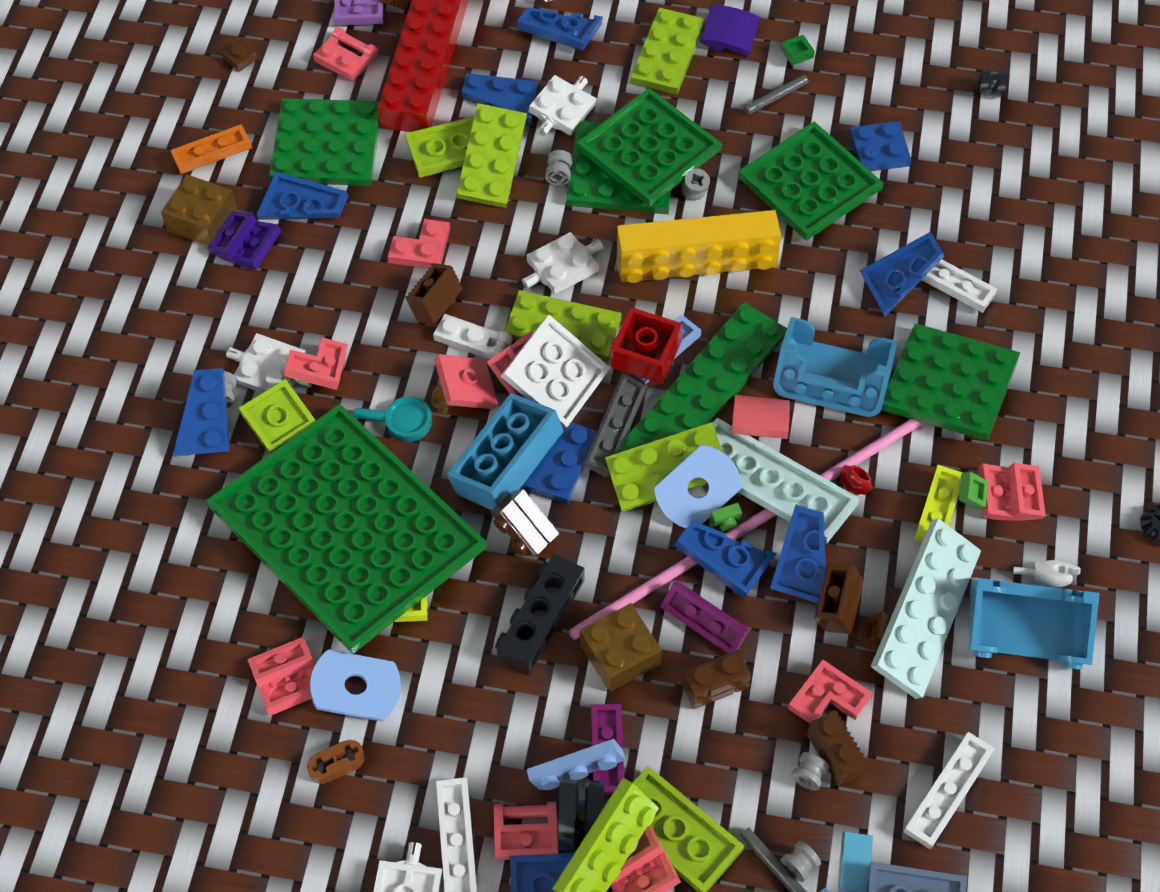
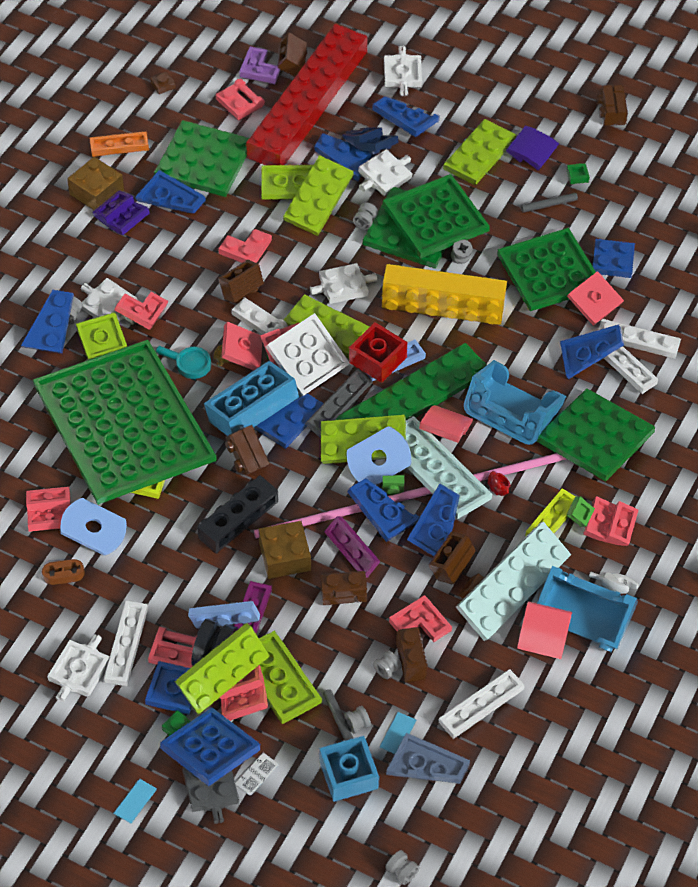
camera: 15 degrees right, 5 degrees down
(529, 67) = (370, 139): none -> dark blue plate
(881, 204) = (595, 298): none -> coral plate
(958, 241) = (646, 340): none -> white plate
(993, 665) = (544, 630): none -> coral slope

